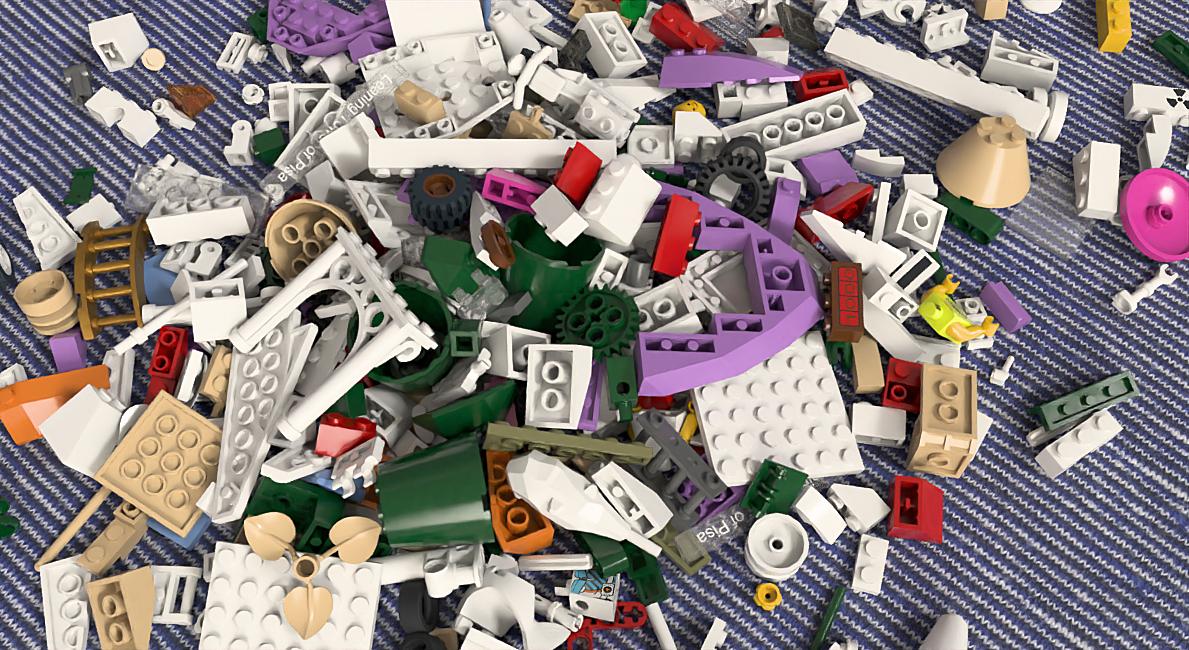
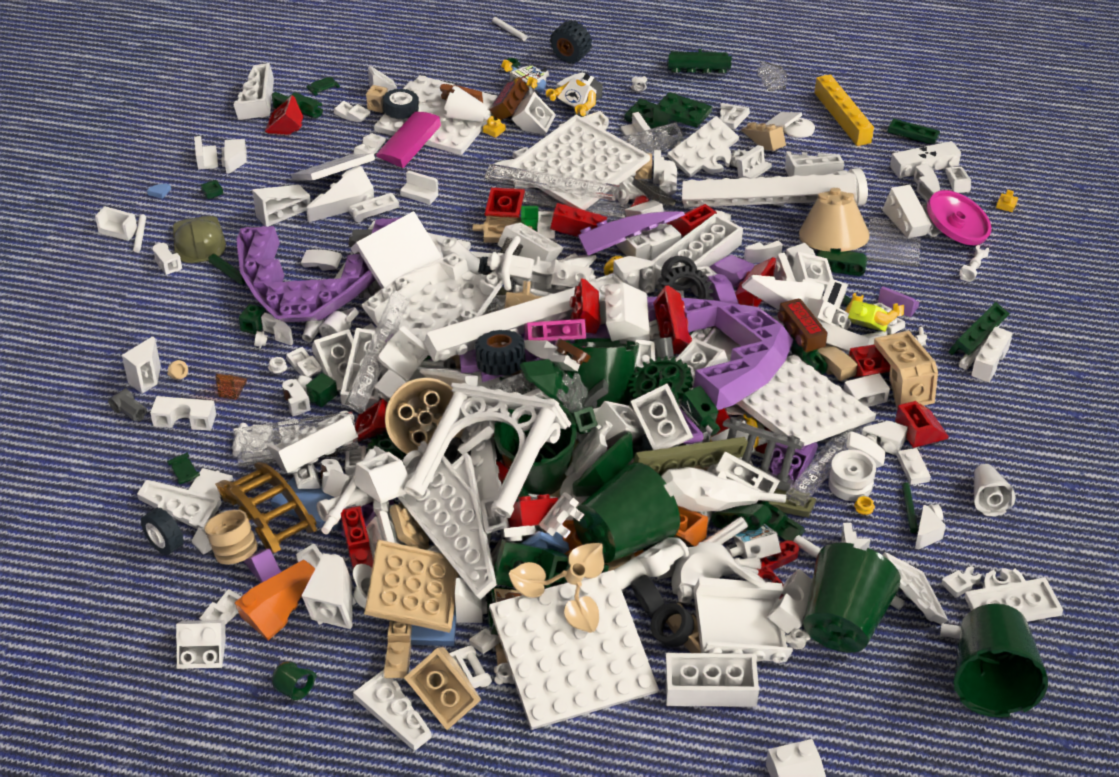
camera: 30 degrees left, 20 degrees down
(73, 527) = (365, 623): tan piece -> none
(167, 110) = (229, 398): white plate -> none
(239, 52) = (240, 355): white tile -> none
(369, 44) = (358, 297): medium lavender slope -> none
(419, 103) = (435, 310): tan brick -> none
(559, 216) = (596, 326): white brick -> none
(773, 489) = (830, 436): dark green hinge -> none

